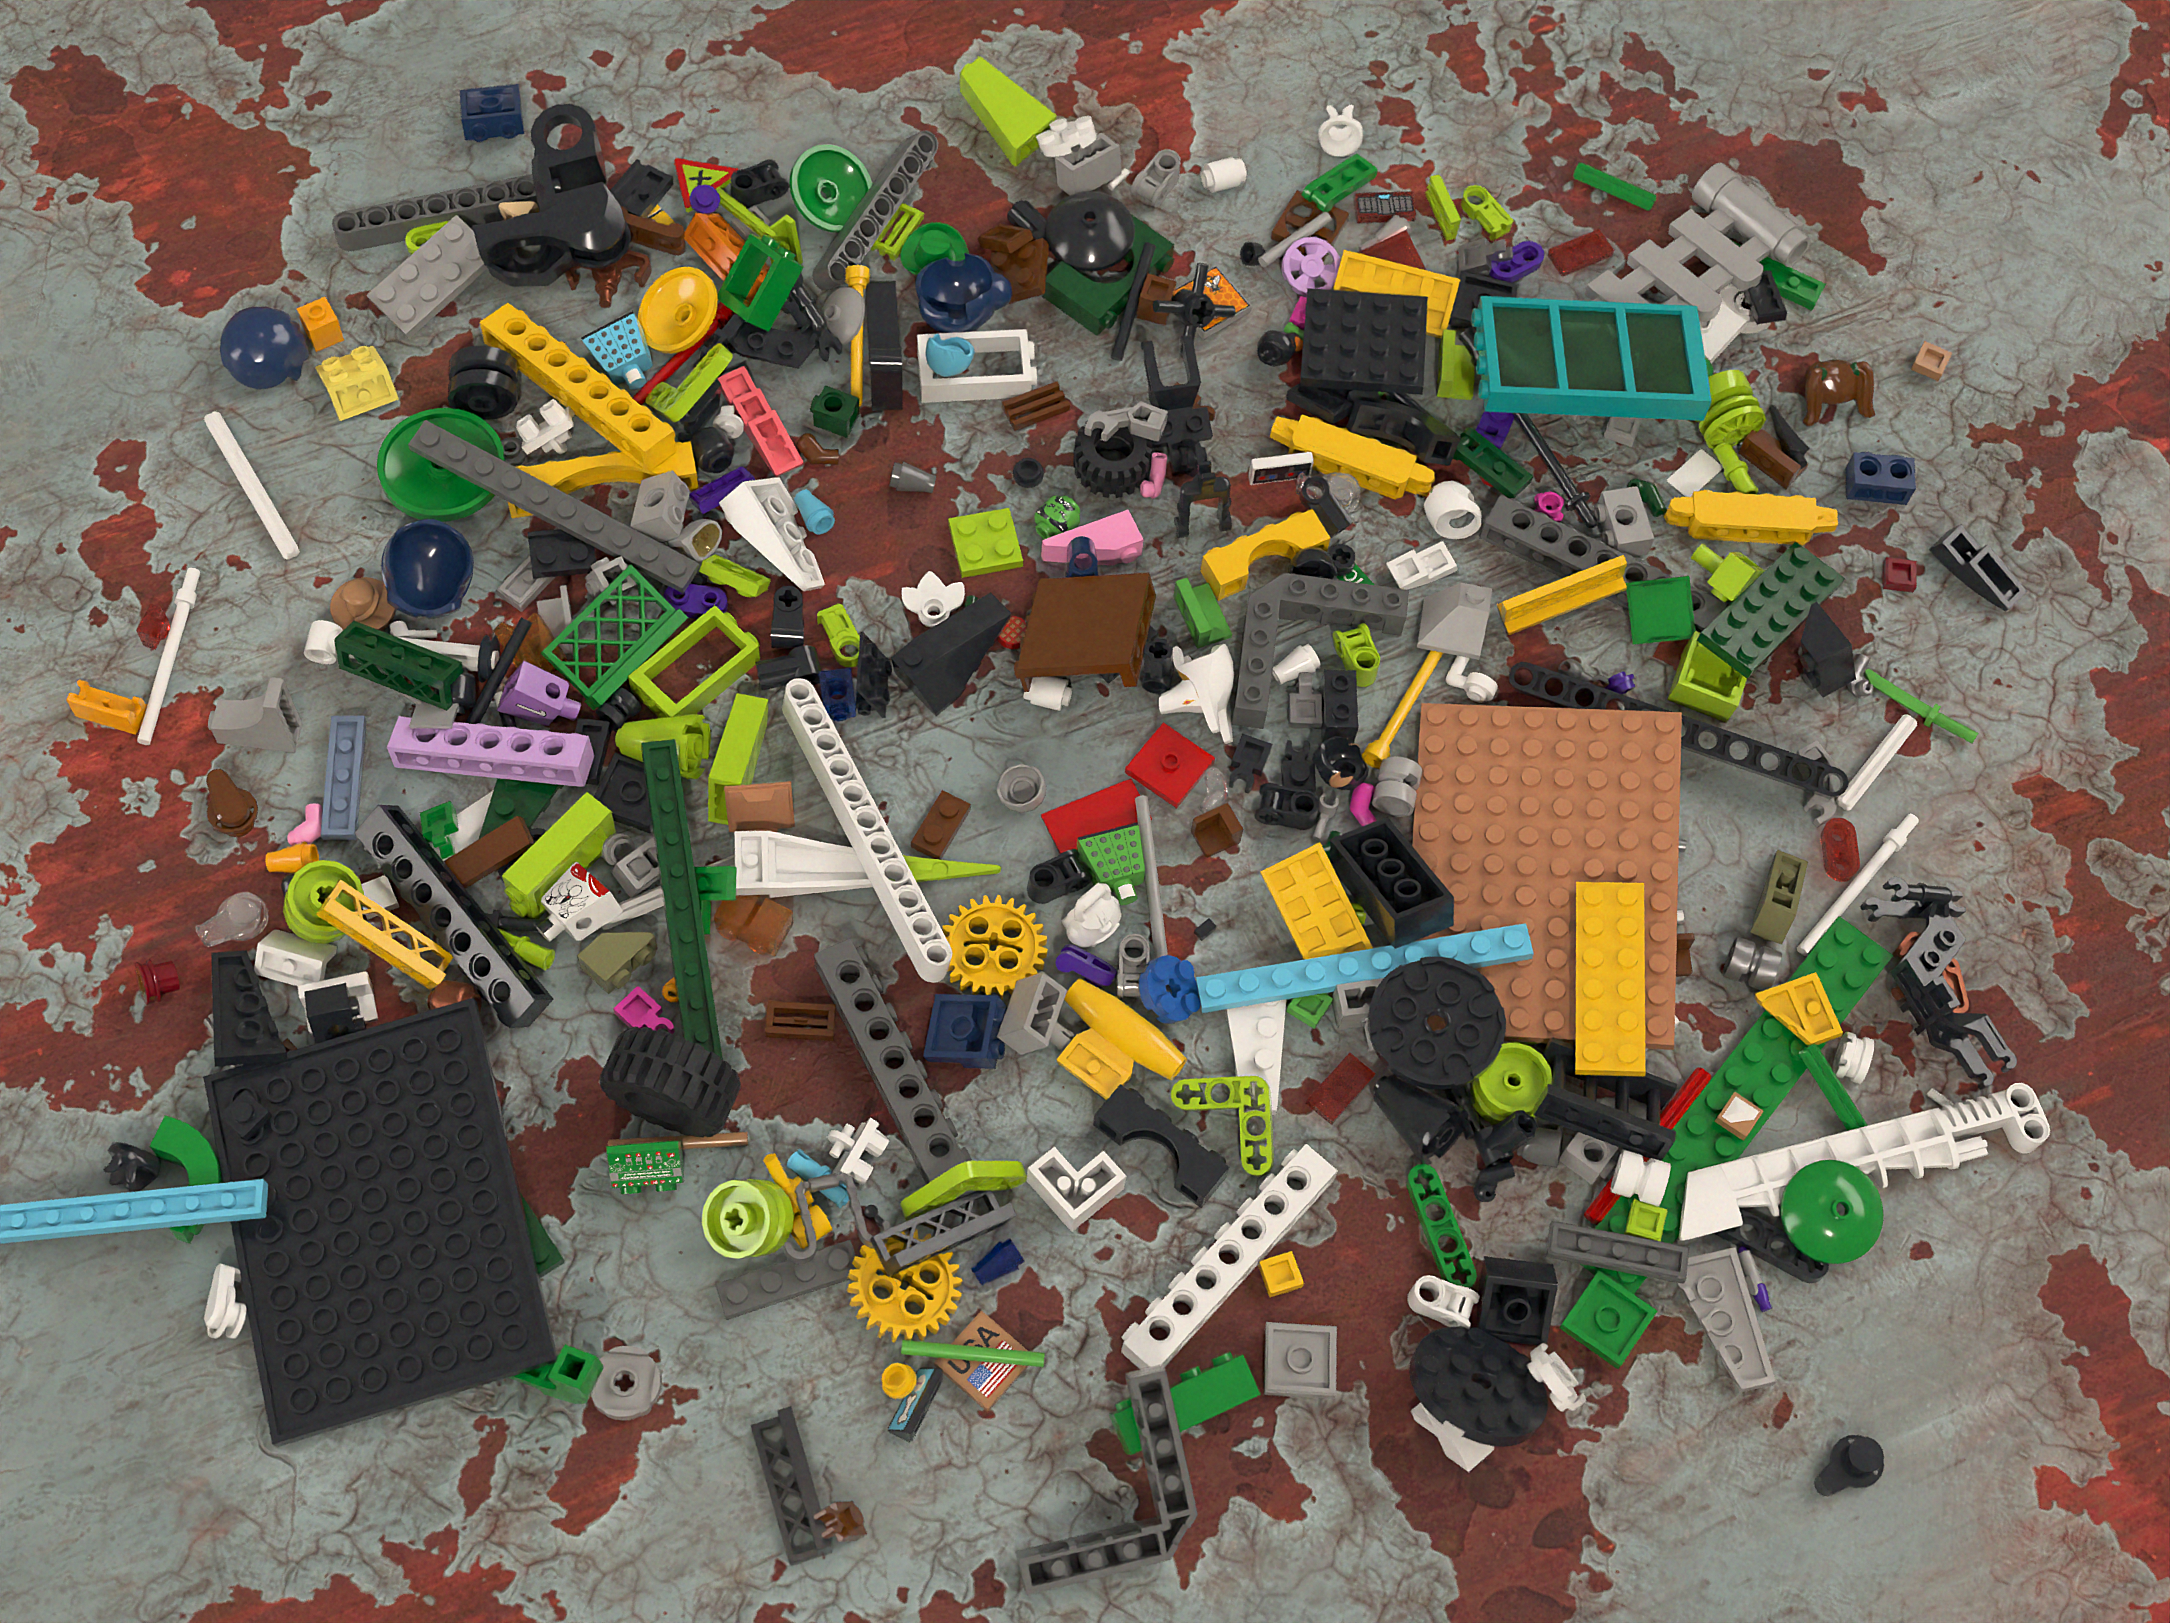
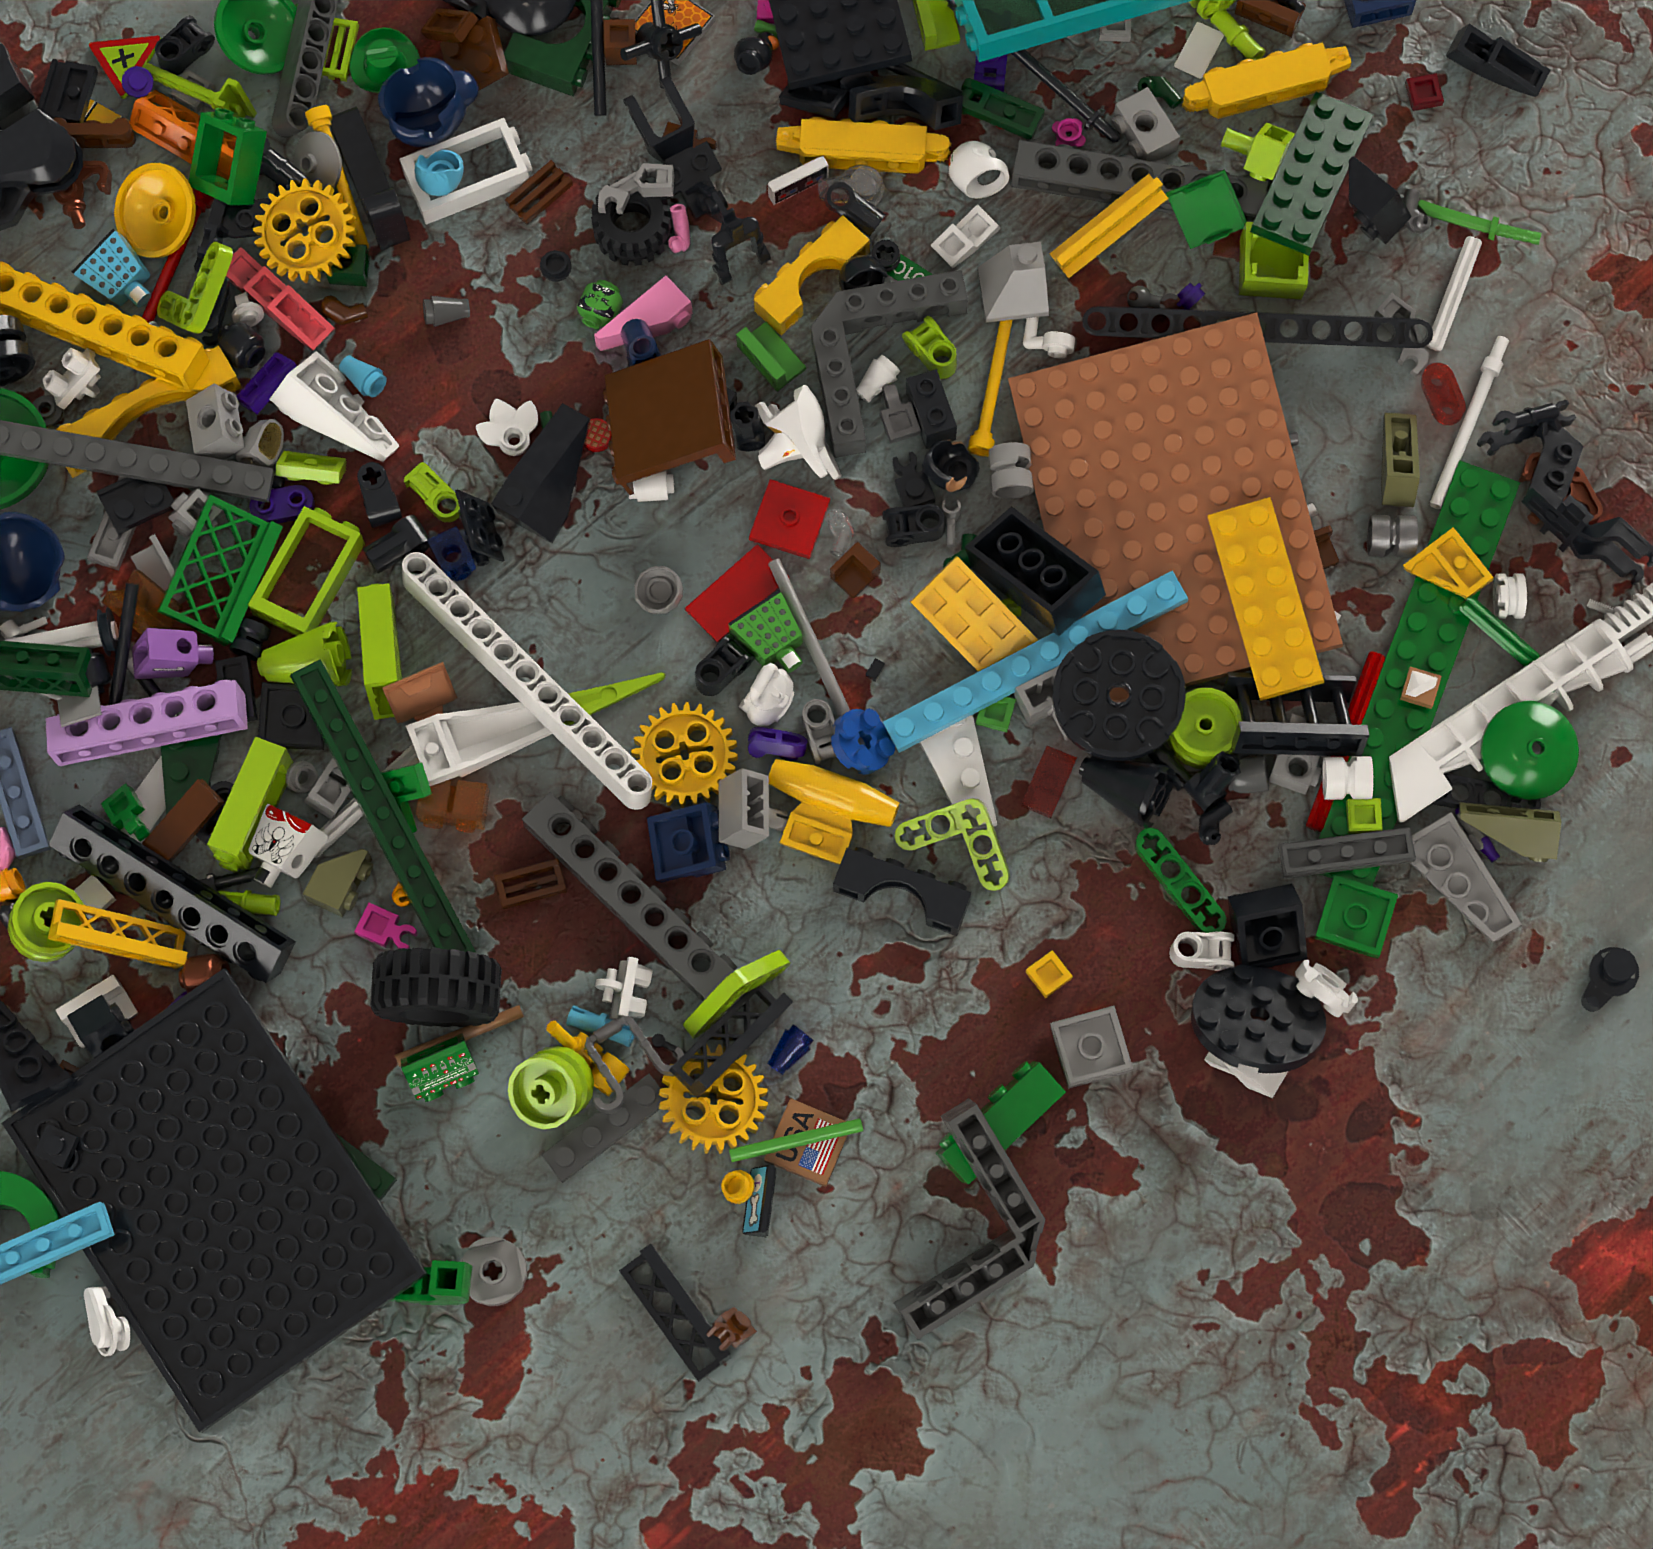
camera: 10 degrees left, 10 degrees up
(292, 959) = (38, 984): white panel -> none
(803, 342) = (292, 206): none -> yellow gear
(940, 825) = (594, 651): reddish brown plate -> none
(985, 542) = (538, 351): lime plate -> none
(1075, 1194) = (838, 964): white brick -> none
(1249, 759) = (863, 488): black plate -> none
(1304, 1166) = (1051, 873): white brick -> none
(1360, 803) = (981, 498): dark pink arm -> none
(1804, 1289) = (1524, 830): none -> olive slope

